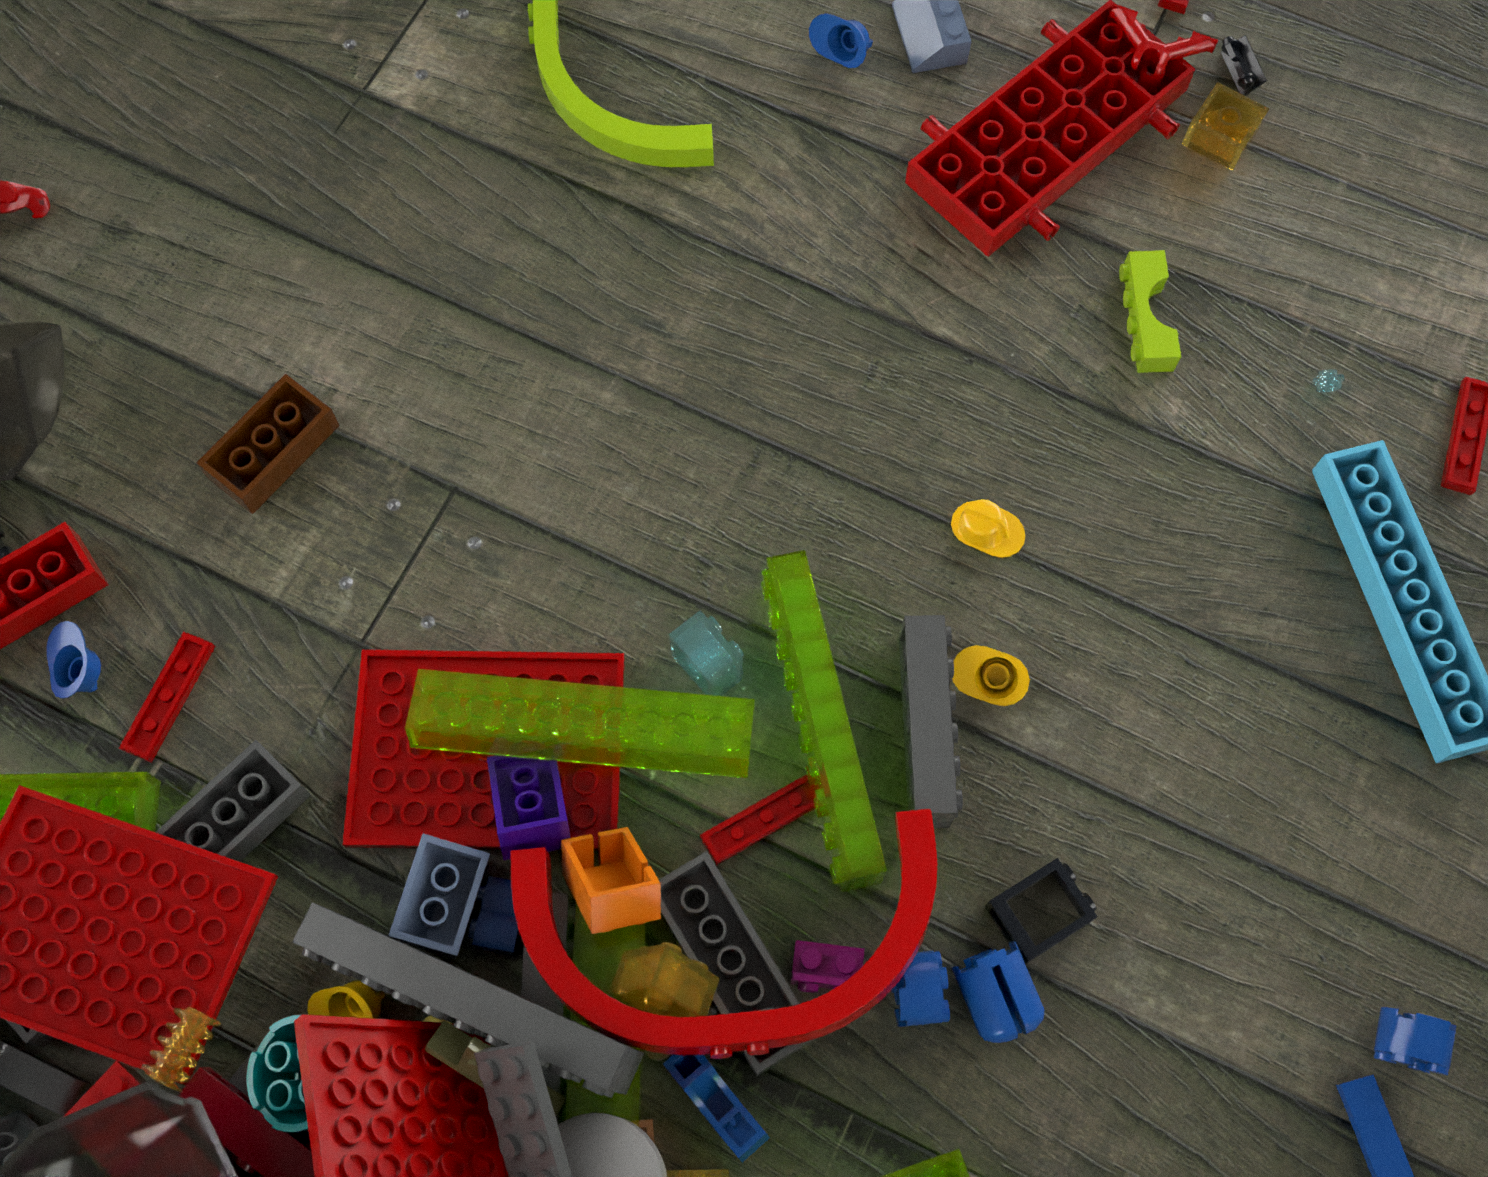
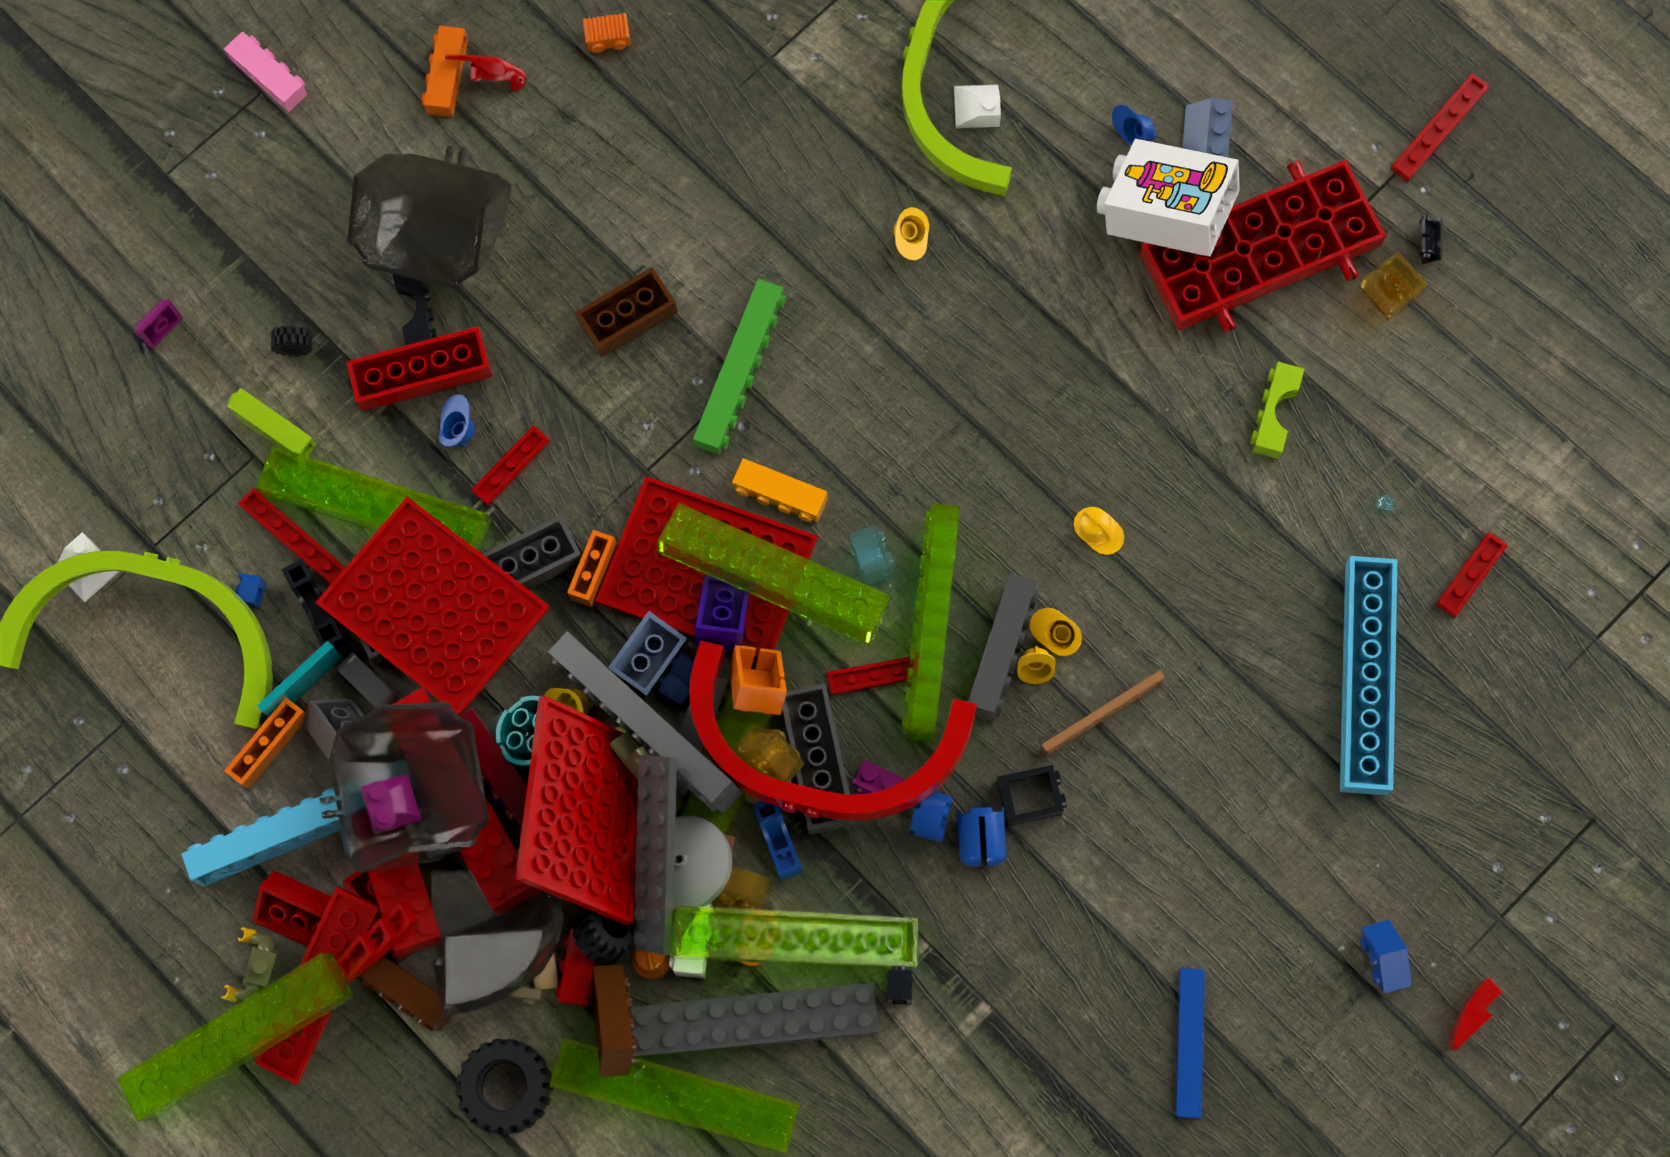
camera: 25 degrees right, 5 degrees up
(140, 115) = (606, 32): none -> orange brick
(179, 1047) = (465, 690): clear yellow piece -> none
(323, 800) = (592, 568): none -> orange brick
(443, 471) = (739, 367): none -> bright green brick
(552, 610) = (779, 490): none -> light orange brick
(613, 236) = (911, 233): none -> yellow piece
(642, 72) = (977, 106): none -> white slope
(921, 95) = (1170, 196): none -> white brick
(982, 729) = (1036, 666): none -> yellow piece
(1091, 765) = (1102, 713): none -> medium nougat tile
(1153, 50) = (1355, 210): red piece -> none
(1415, 1040) = (1238, 956): blue brick -> none

